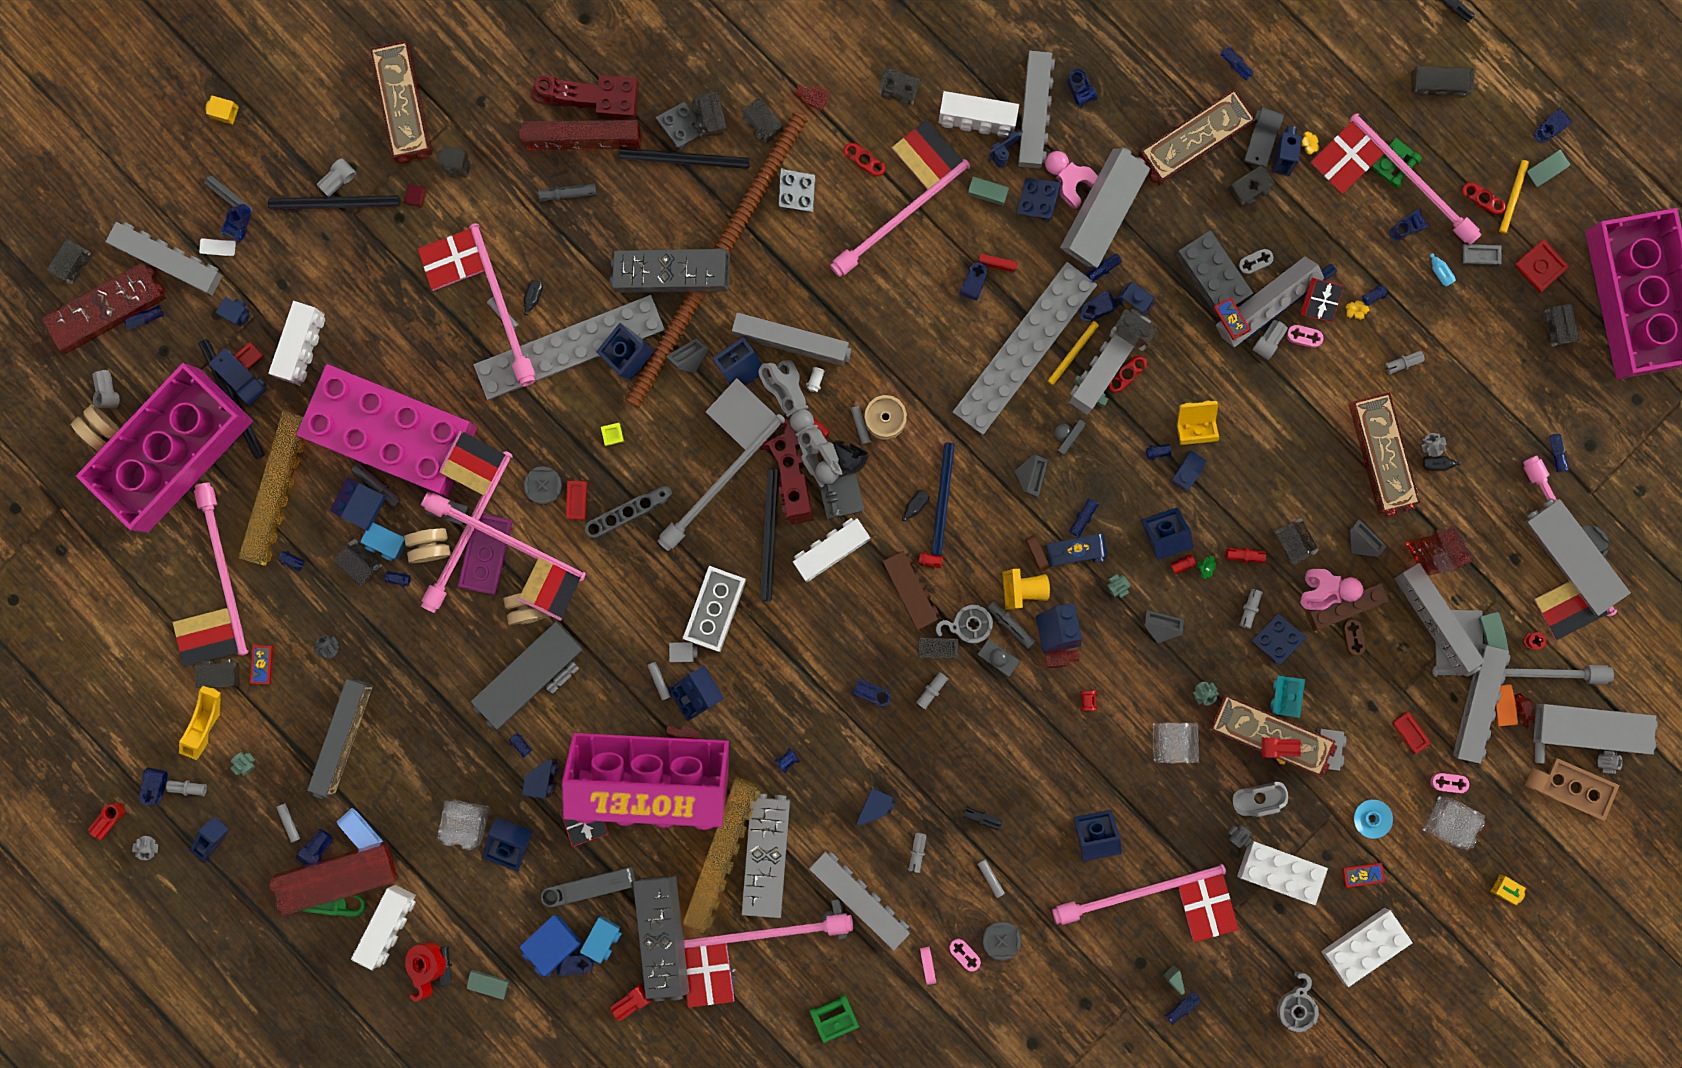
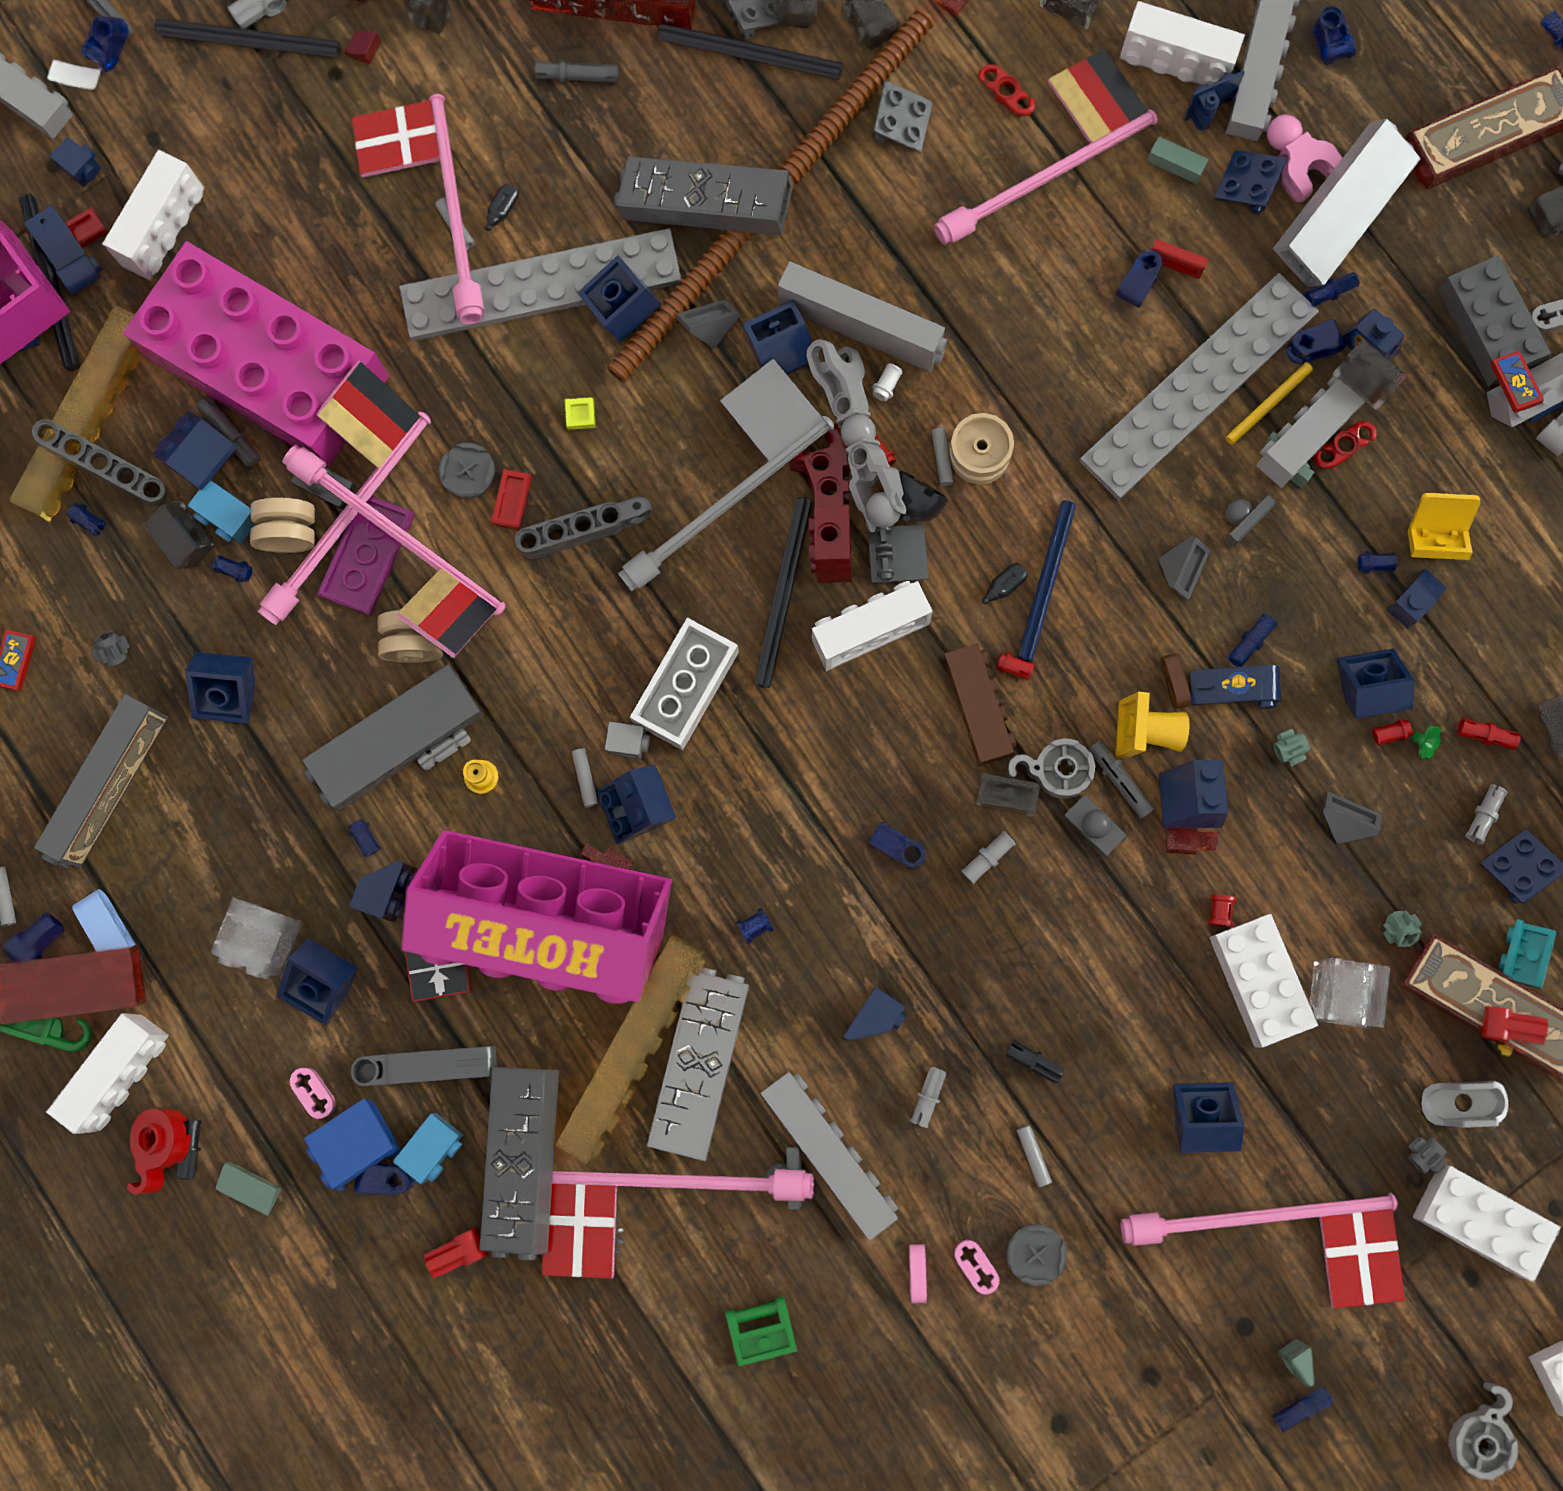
camera: 15 degrees right, 5 degrees down
(305, 523) = (87, 455): none -> dark grey beam
(405, 660) = (220, 687): none -> dark blue slope
(513, 919) = (307, 1097): none -> bright pink beam
(590, 691) = (480, 776): none -> yellow piece
(1121, 742) = (1263, 981): none -> white brick

